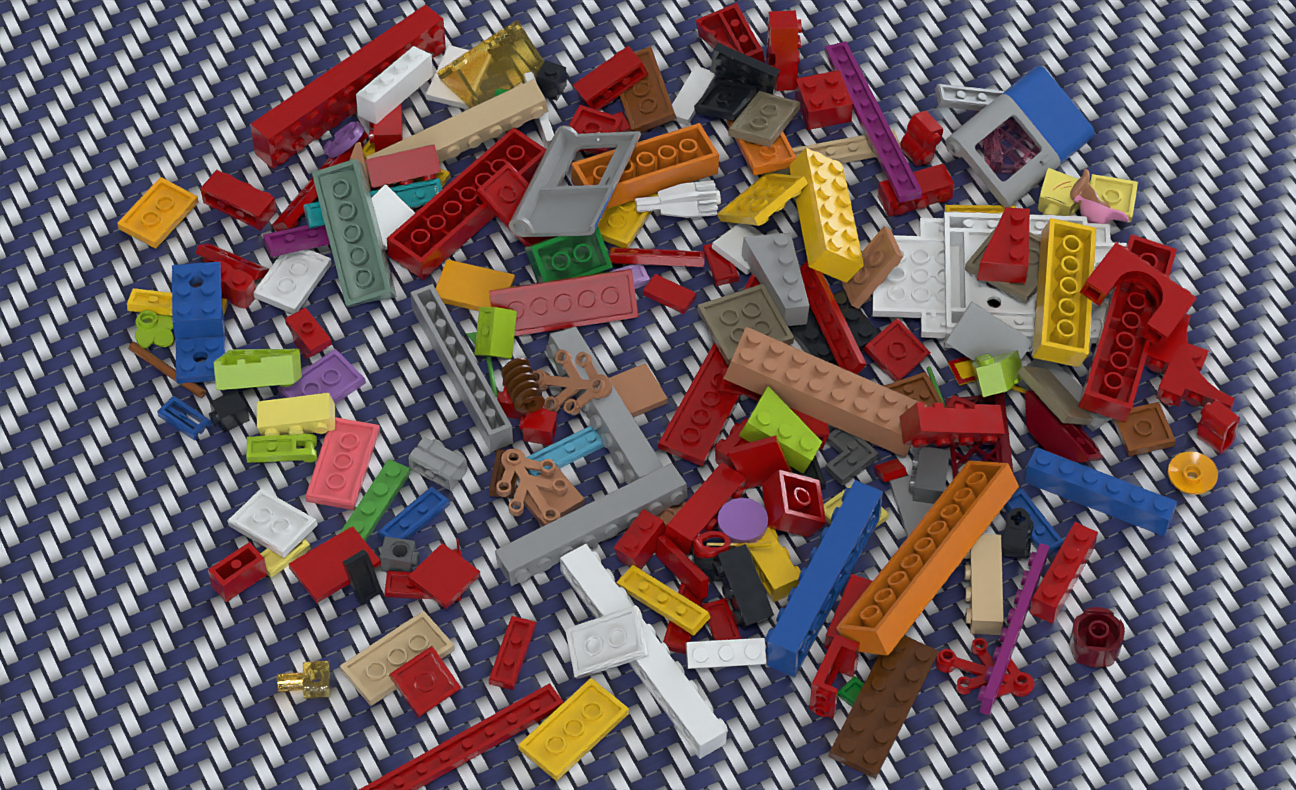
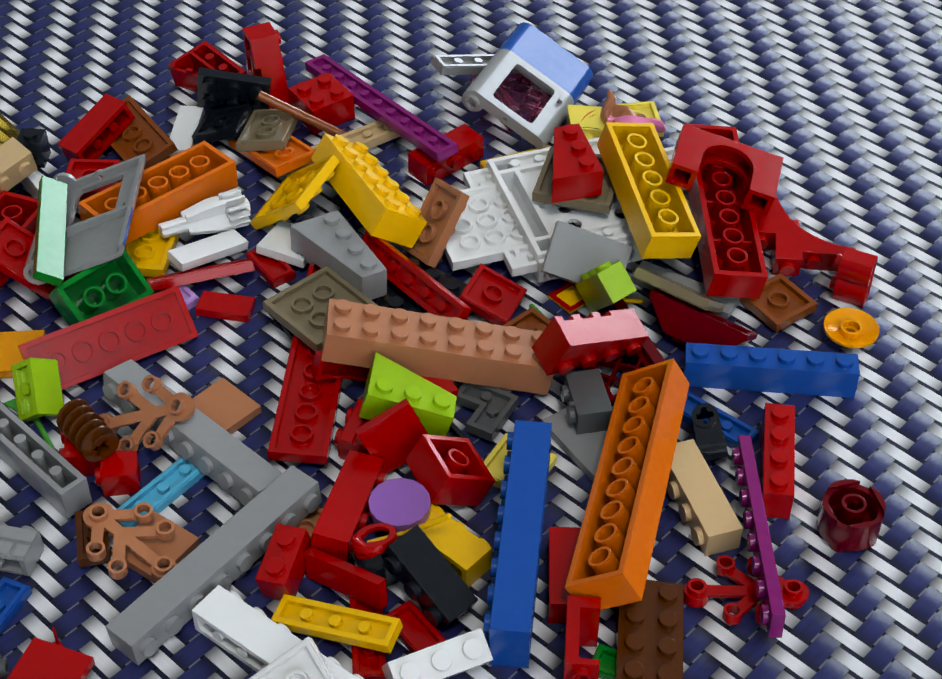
camera: 20 degrees left, 10 degrees down
(541, 189) = (50, 231): none -> tile
(671, 233) = (207, 250): none -> white tile
(797, 113) = (299, 114): none -> dark orange bar
(890, 470) = (538, 410): red tile -> none
(921, 138) = (435, 104): red brick -> none

